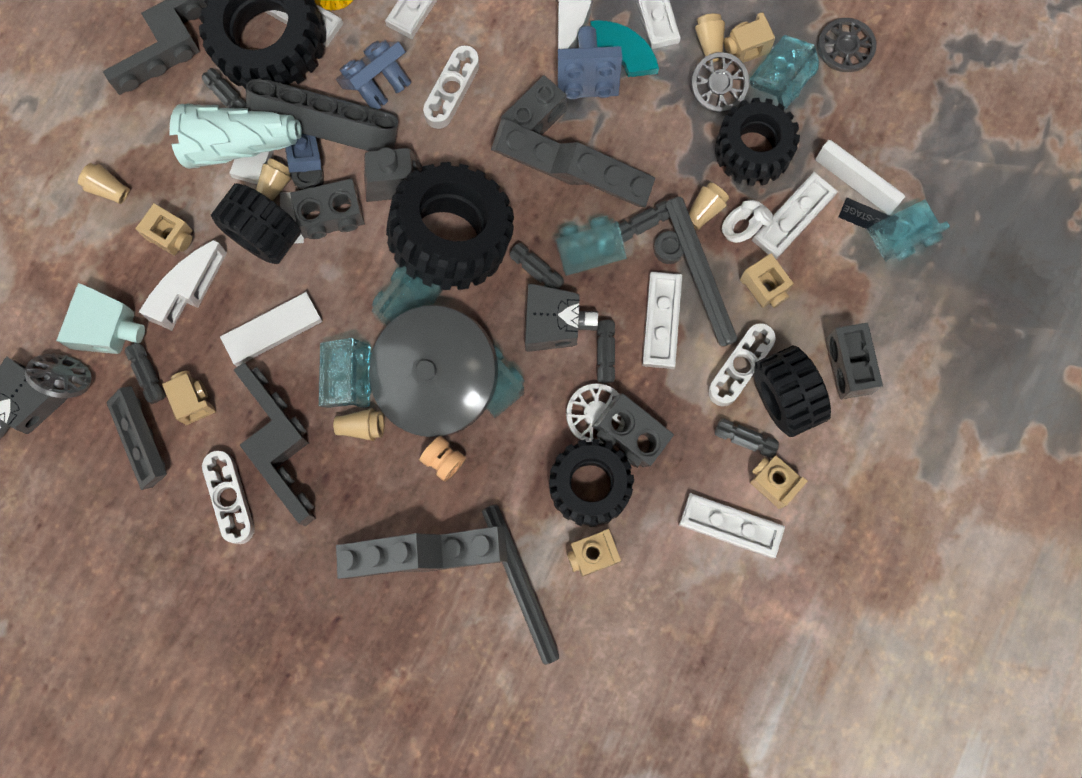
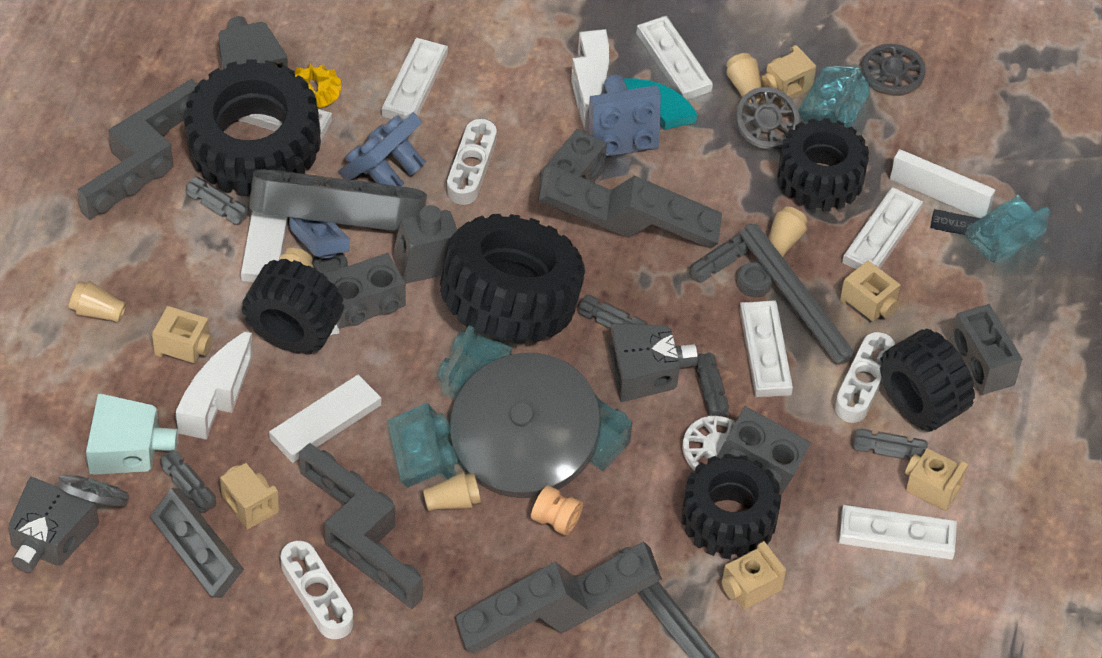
camera: 15 degrees left, 25 degrees down
(219, 135) = (228, 229): light aqua cone -> none
(589, 245) = (667, 287): clear light blue bracket -> none
(761, 217) = (833, 228): white piece -> none

